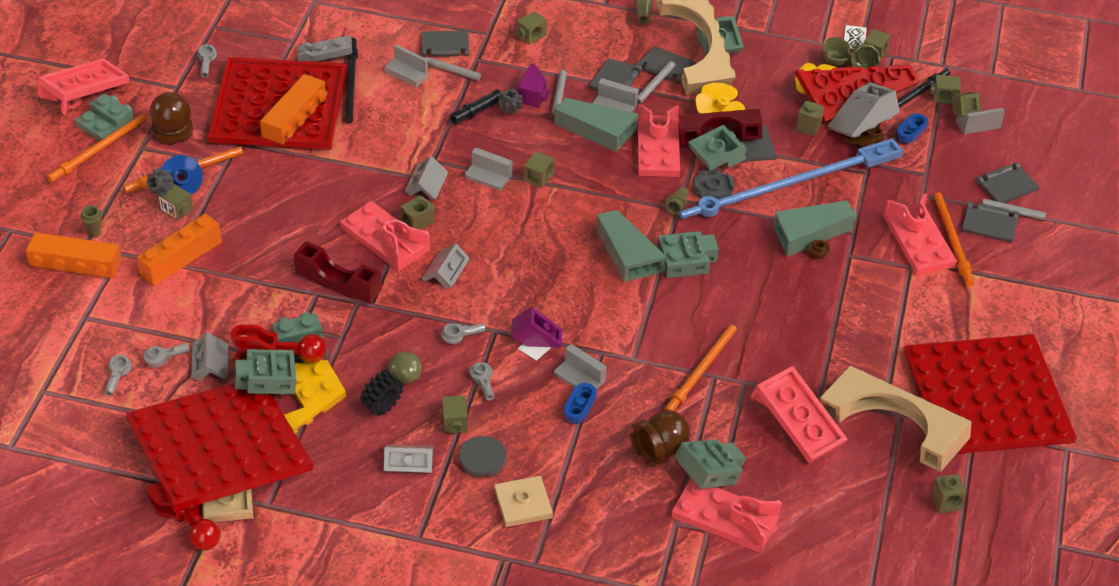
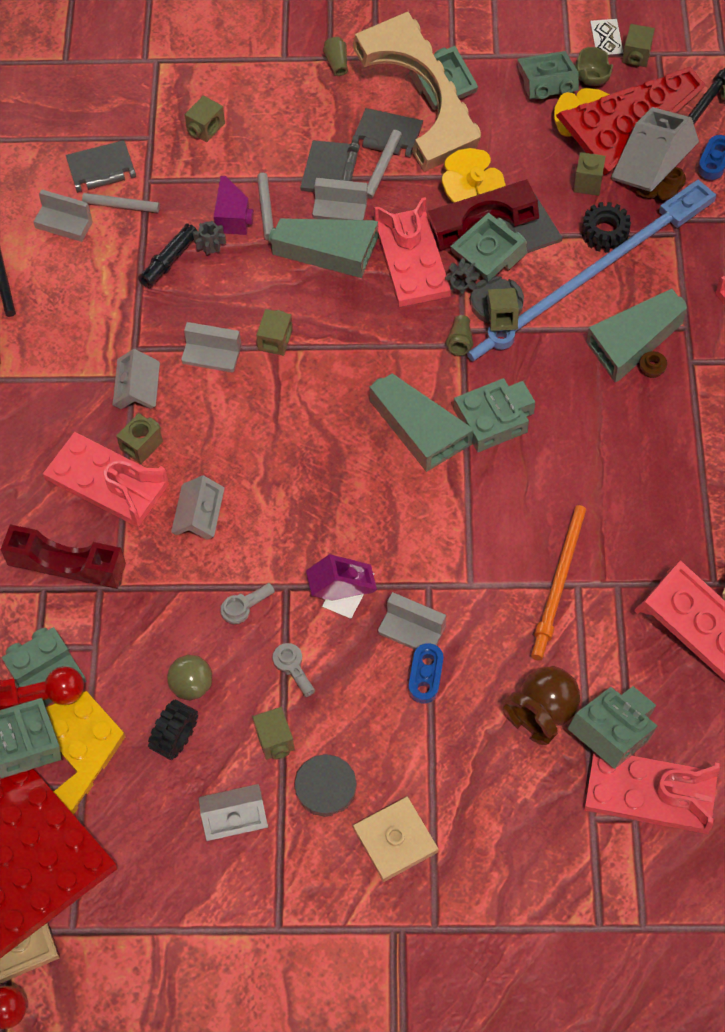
camera: 10 degrees left, 15 degrees up
(696, 164) = (456, 281): none -> dark grey gear
(713, 187) = (503, 309): none -> olive brick
(800, 50) = (548, 74): none -> sand green plate
(814, 147) = (608, 215): none -> black tyre
(865, 56) = (631, 68): olive hair -> none

